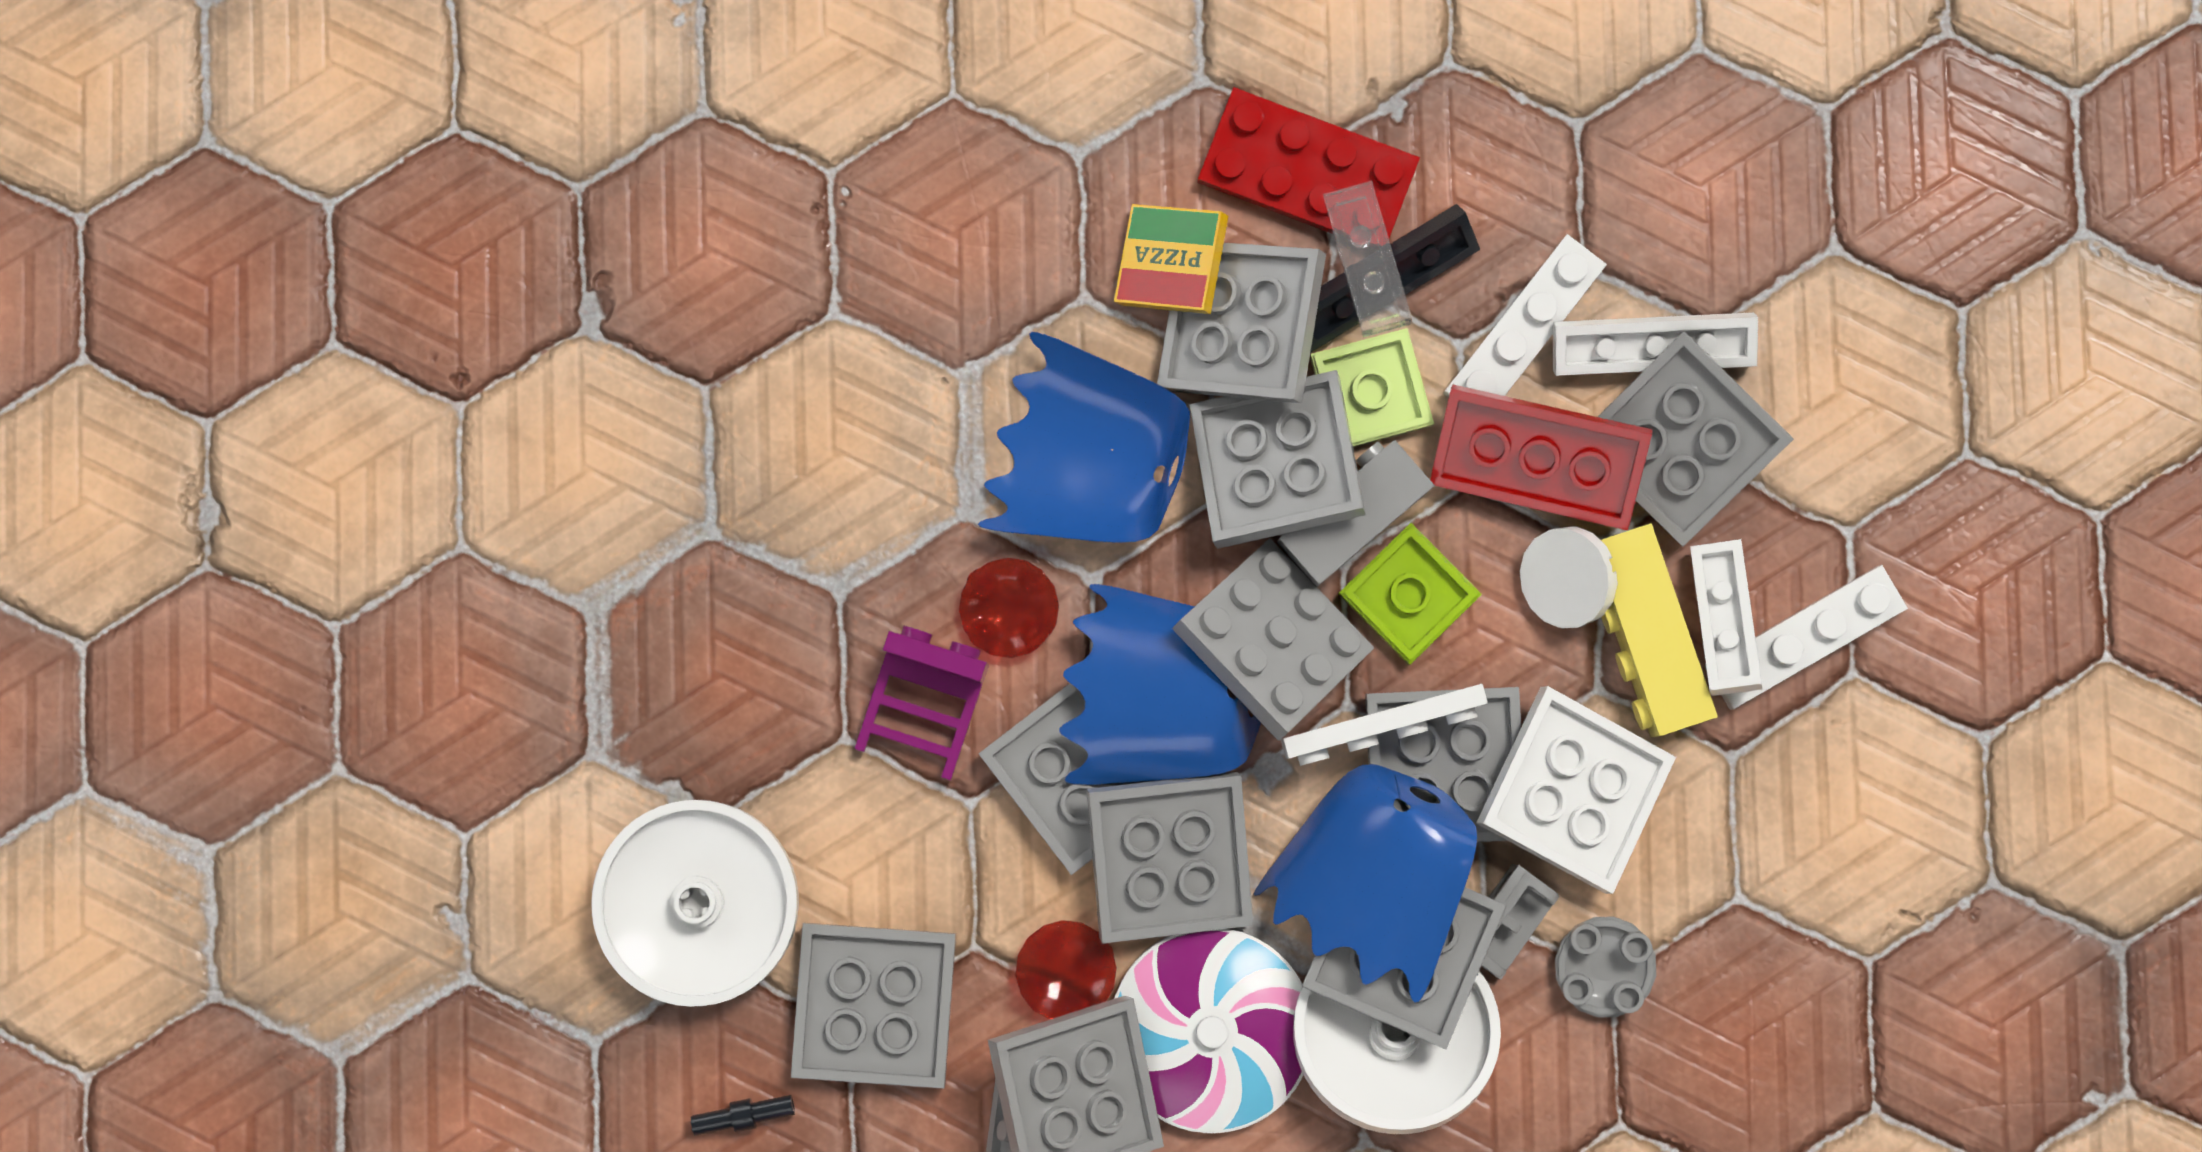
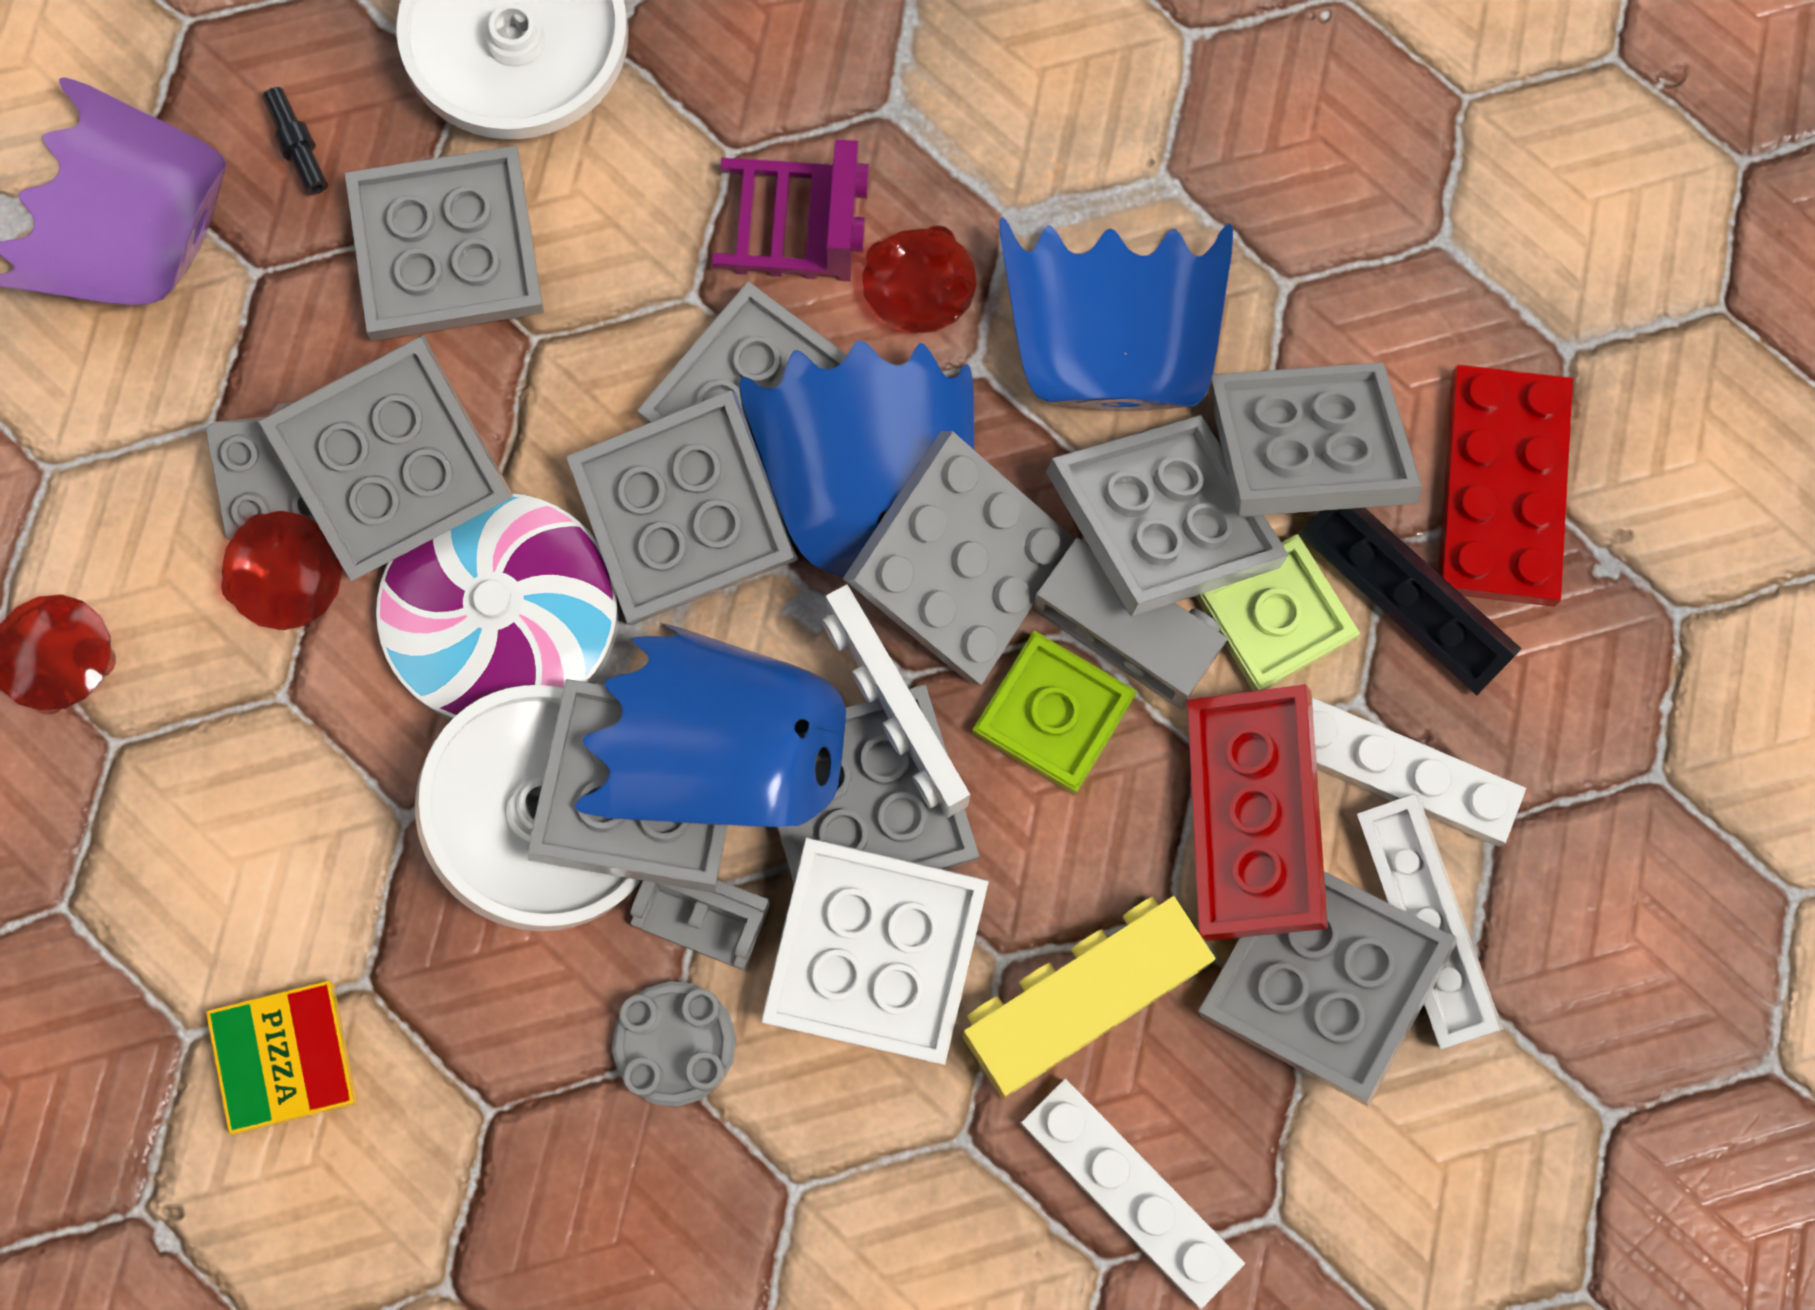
camera: 70 degrees right, 10 degrees down
(1065, 969) = (531, 432): clear red dish -> none
(1171, 258) = (1359, 353): tile -> none
(1367, 259) = (1426, 555): clear tile -> none
(1568, 577) = (1124, 880): white tile -> none
(1726, 618) = (1127, 1081): white plate -> none

